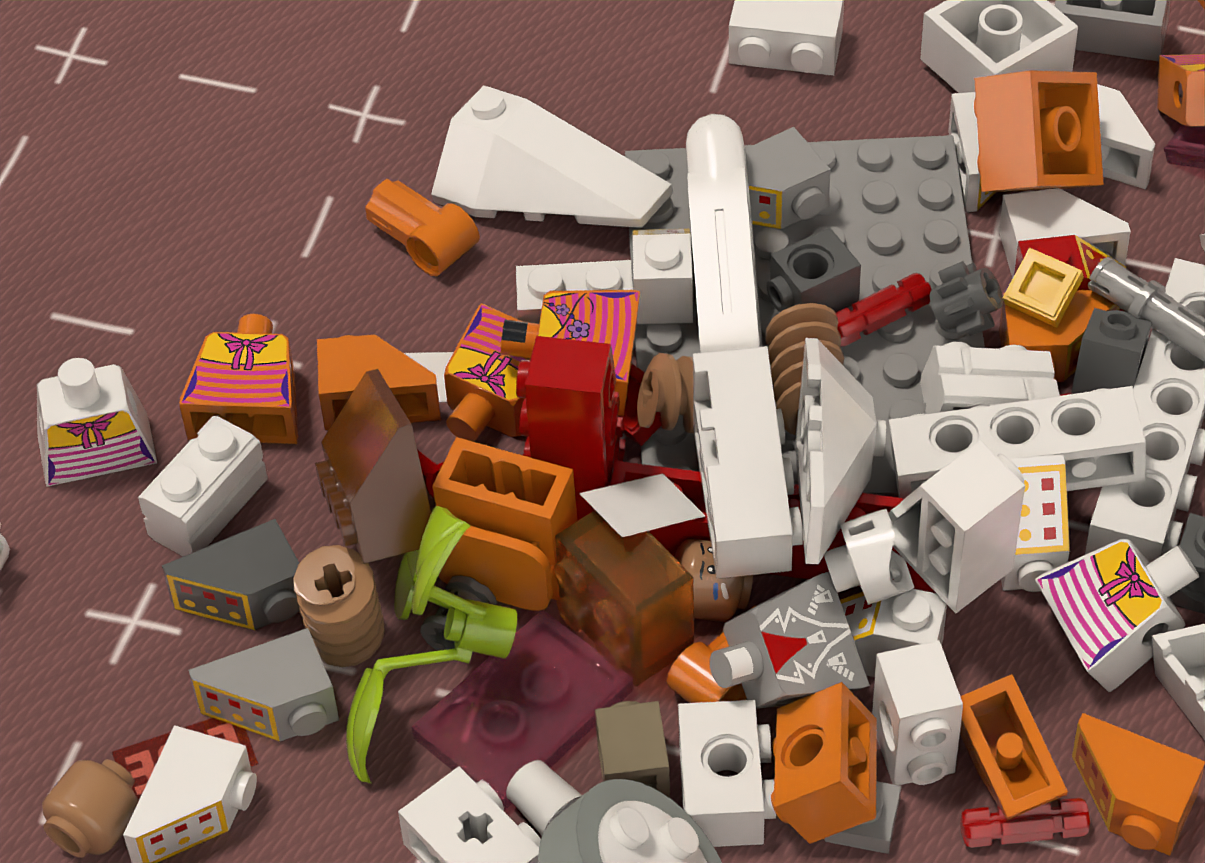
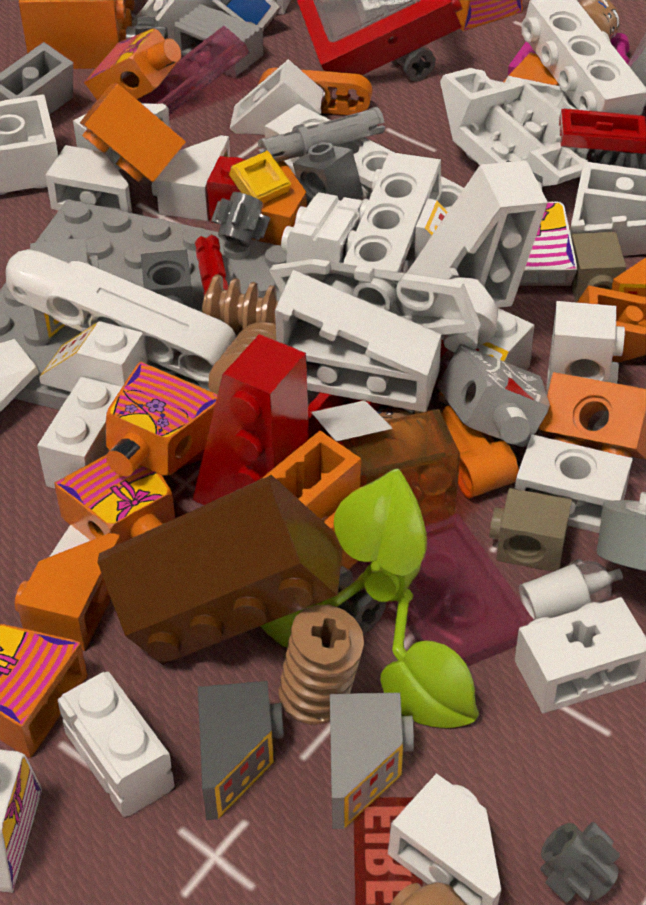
camera: 70 degrees left, 5 degrees down
(1131, 693) = (597, 260): none -> dark tan brick

